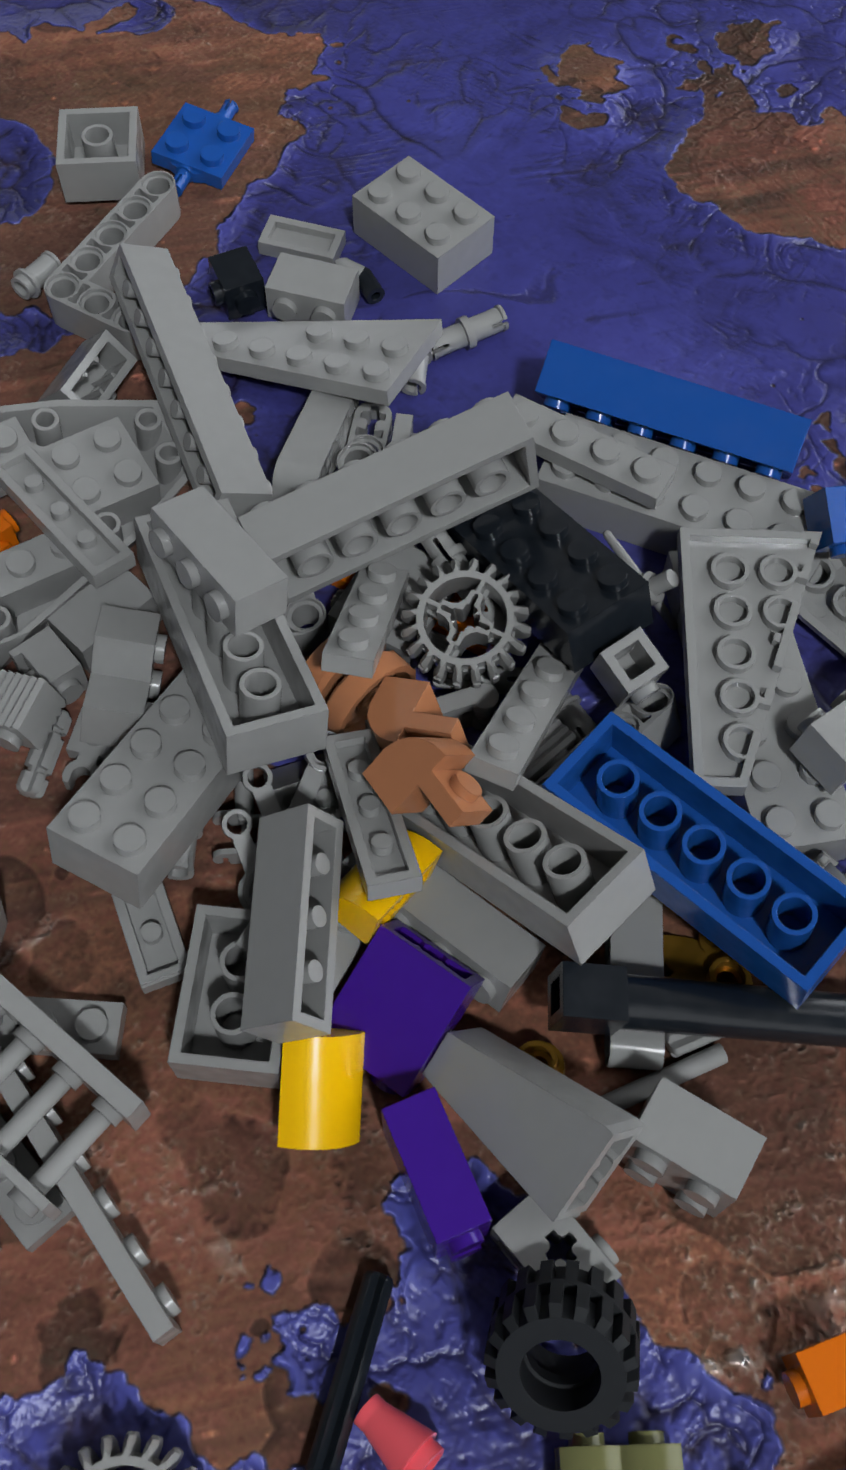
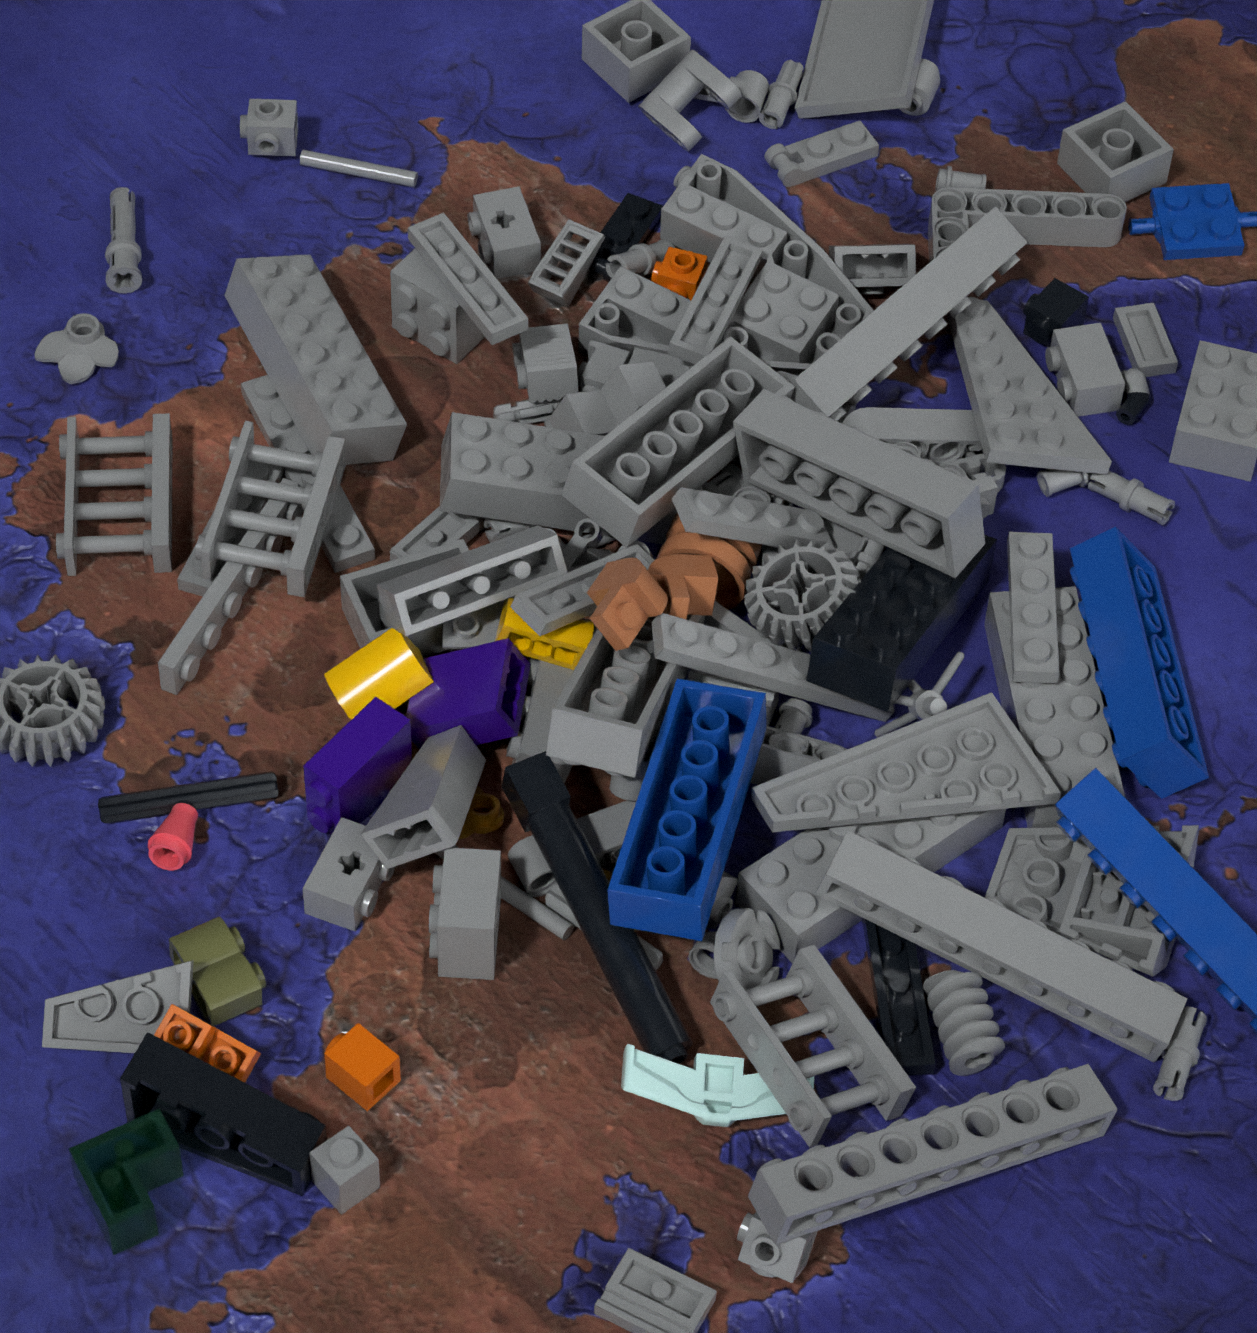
camera: 60 degrees right, 10 degrees down
(218, 561) = (714, 393): light grey brick -> none
(556, 1389) = (282, 883): black tyre -> none
(630, 668) = (835, 714): light grey brick -> none

